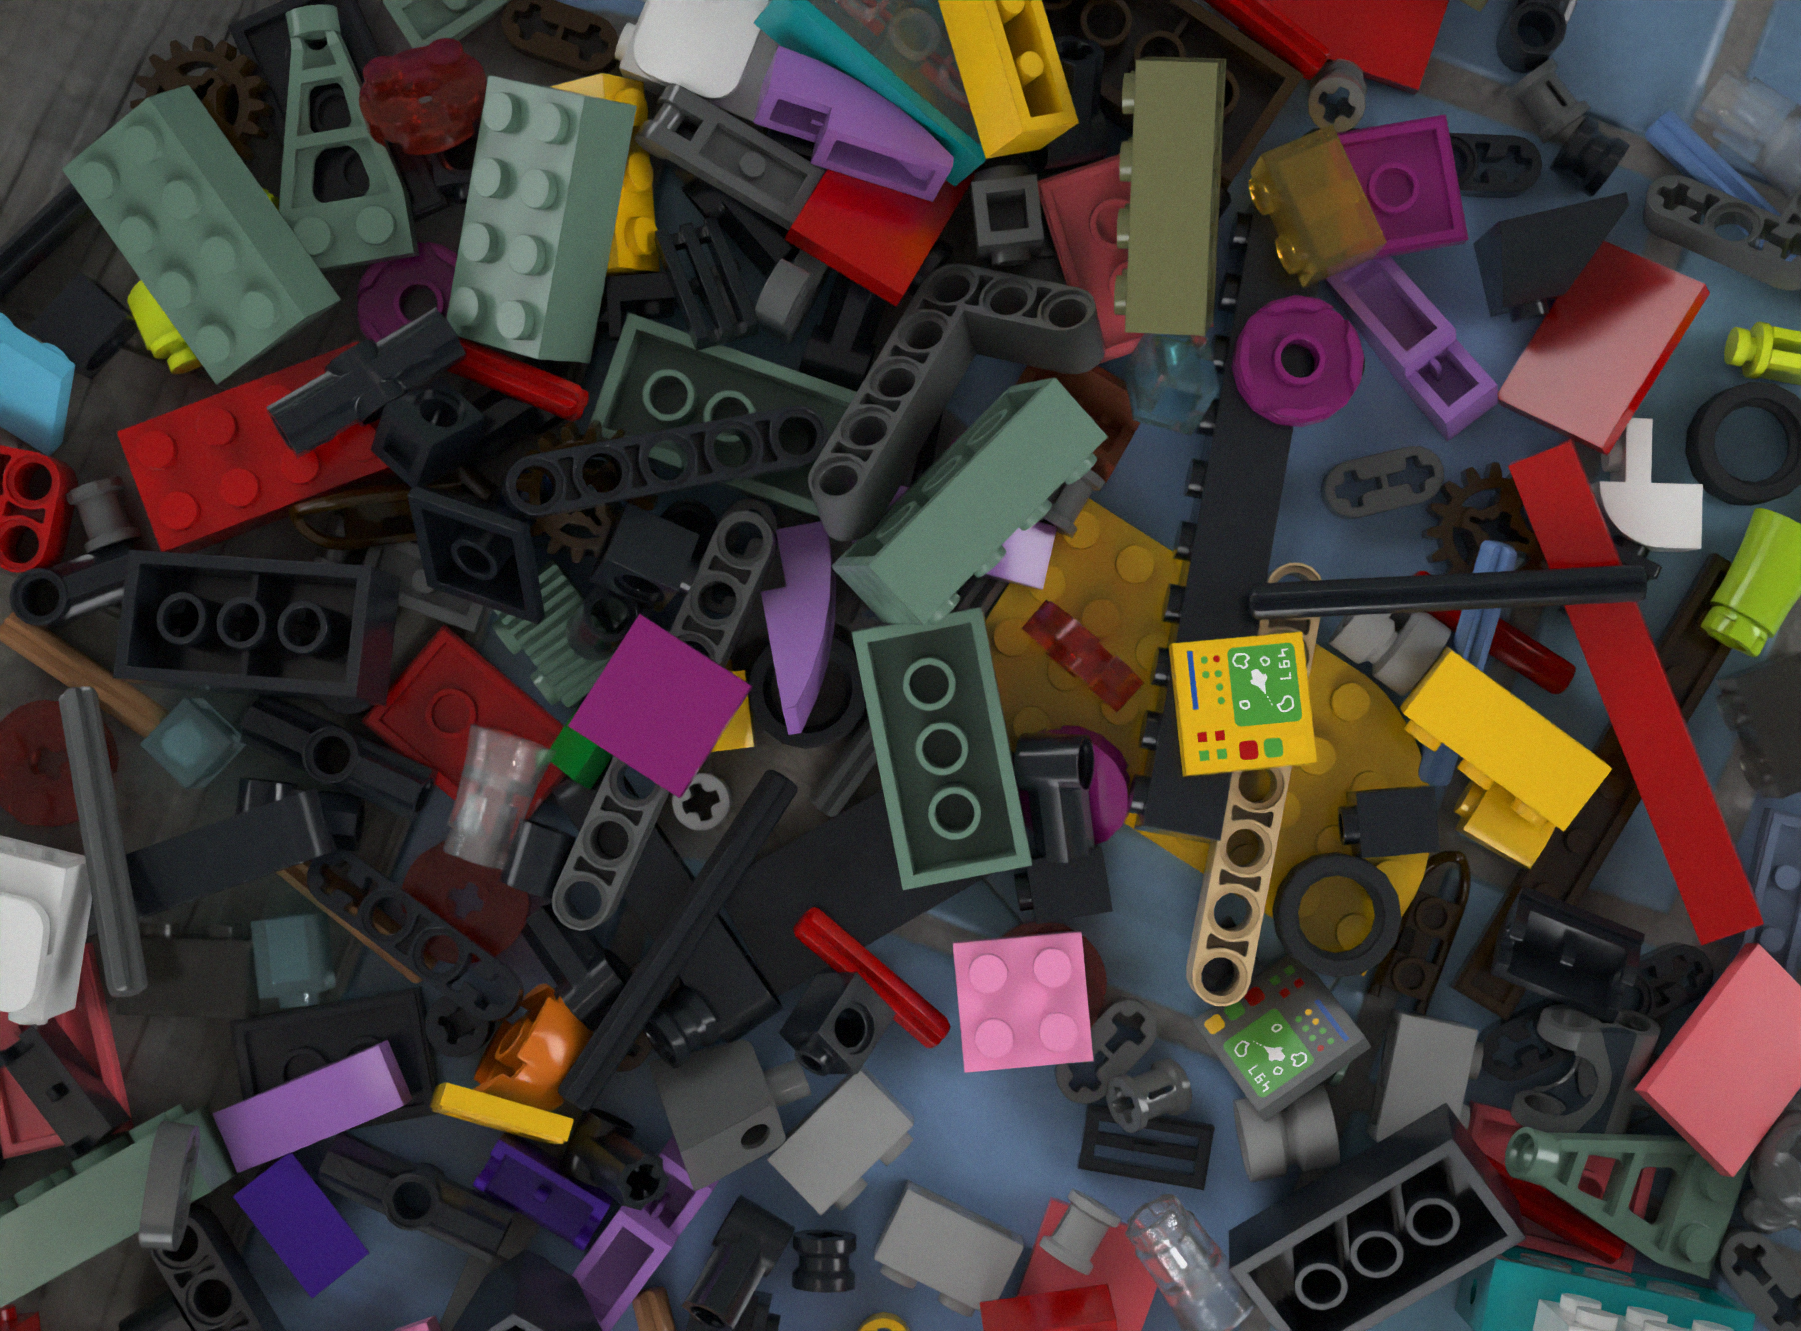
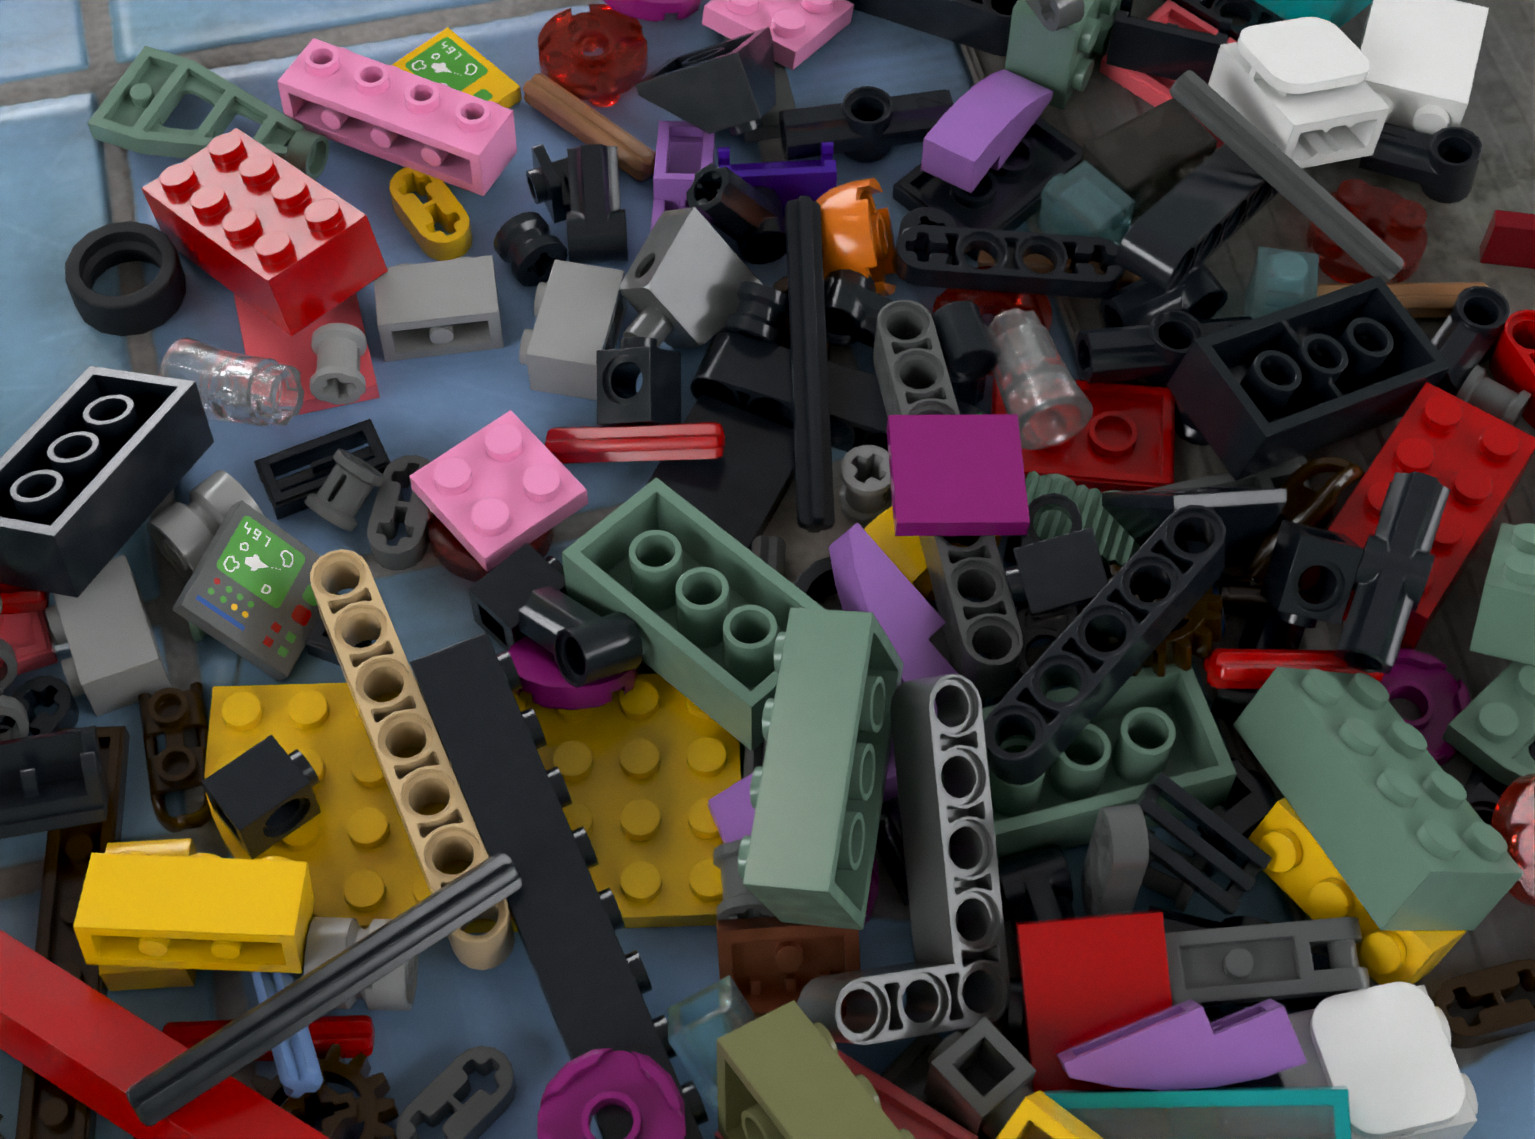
camera: 140 degrees right, 30 degrees down
(301, 1224) = (931, 58): dark purple hinge -> none
(500, 1114) = (876, 157): yellow tile -> none
(1082, 655) = (634, 742): clear red plate -> none
(1242, 704) = (462, 778): tile -> none
(1384, 927) = (256, 656): black tyre -> none

